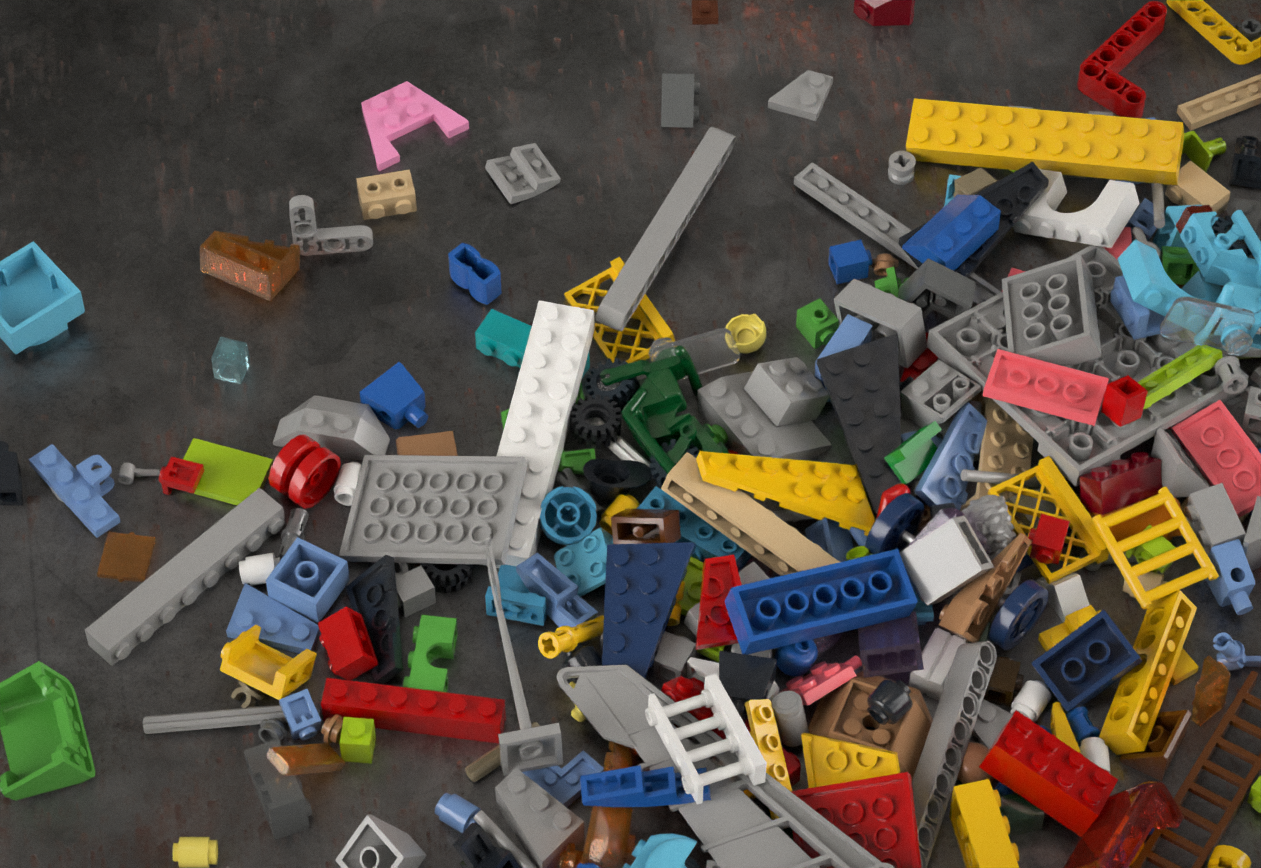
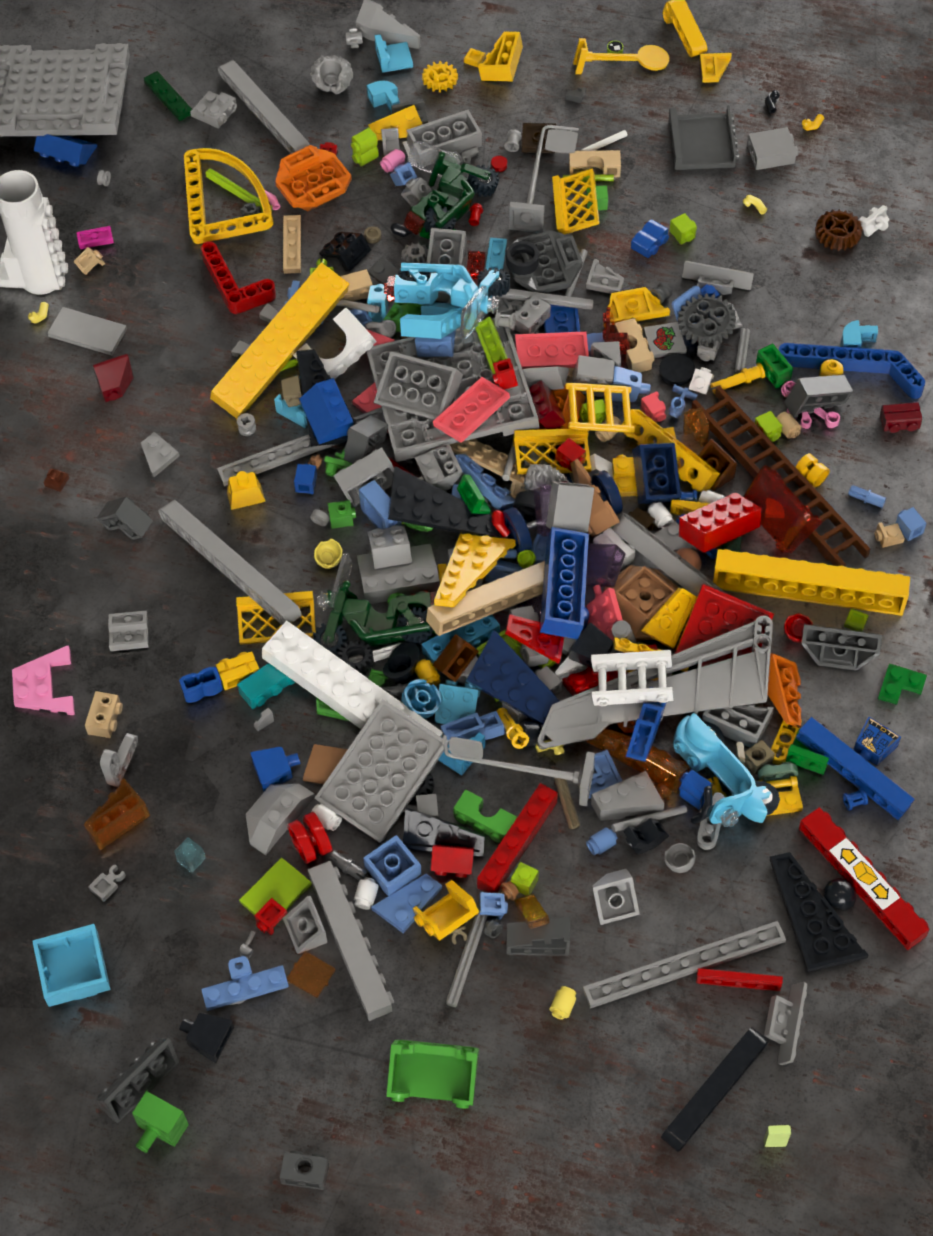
camera: 65 degrees left, 5 degrees up
(154, 293) = (105, 885): none -> light grey plate
(187, 522) = (305, 926): none -> light grey slope
(462, 364) = (265, 720): none -> light grey tile
(514, 300) = (236, 669): none -> yellow brick
(793, 204) = (244, 490): none -> yellow torso
(798, 300) = (319, 517): none -> light grey tile
(889, 702) = (645, 576): black head -> none
(1214, 622) = (653, 407): none -> coral brick

